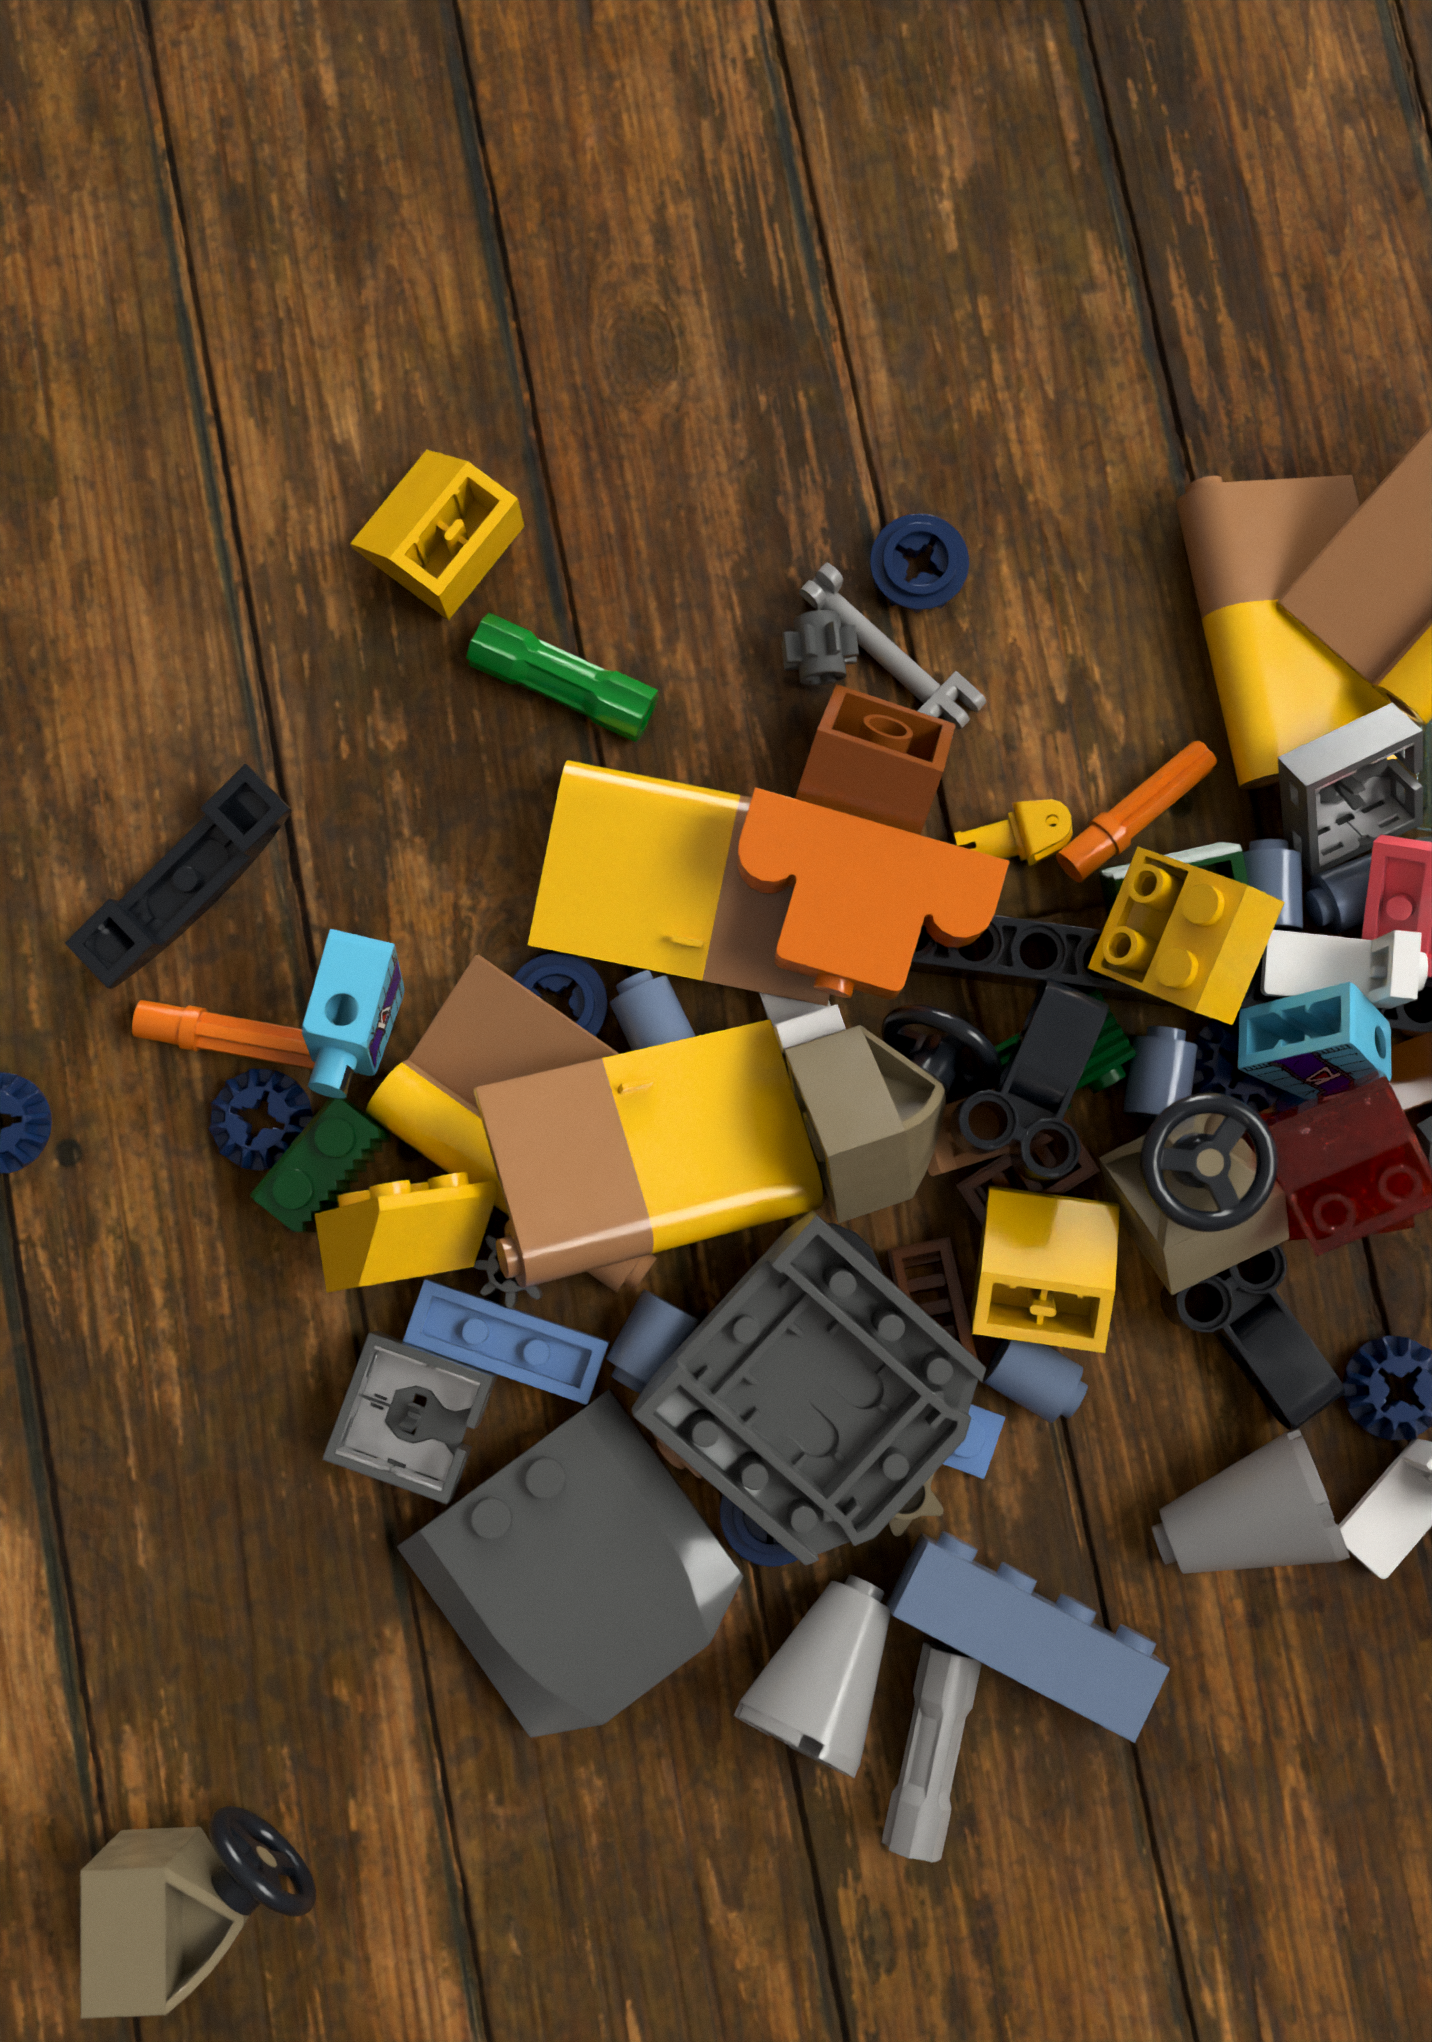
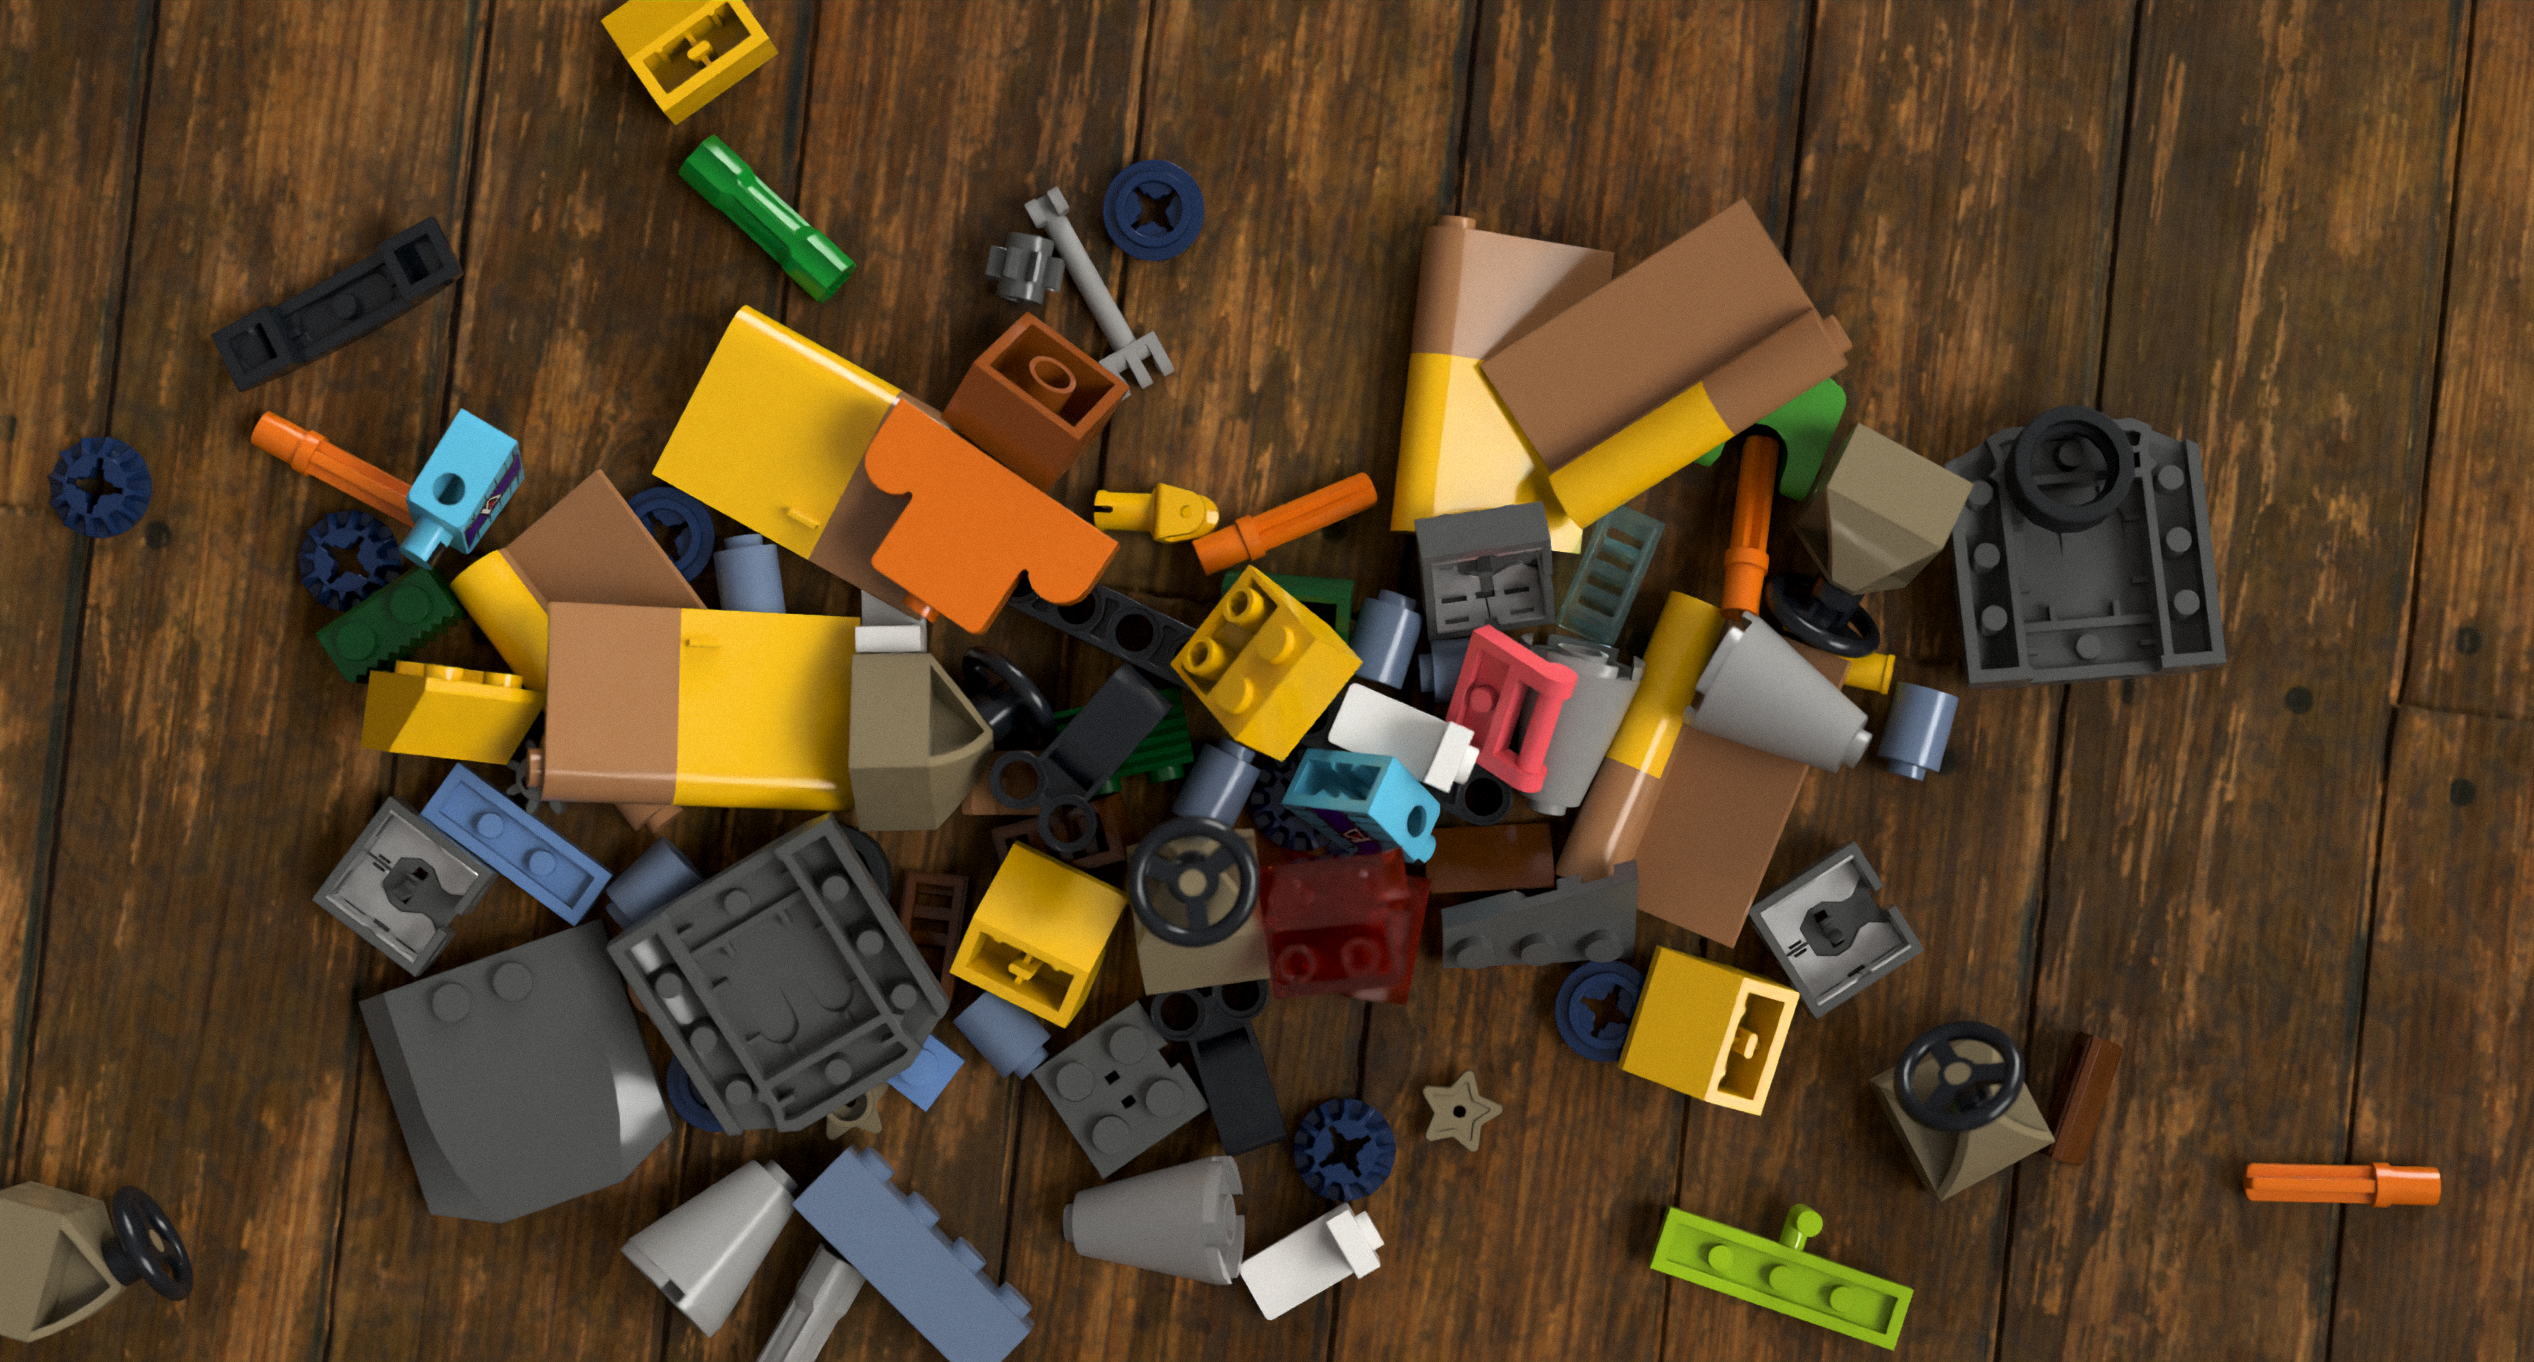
camera: 20 degrees right, 5 degrees up
(1142, 1412) = (1093, 1107): none -> dark grey piece

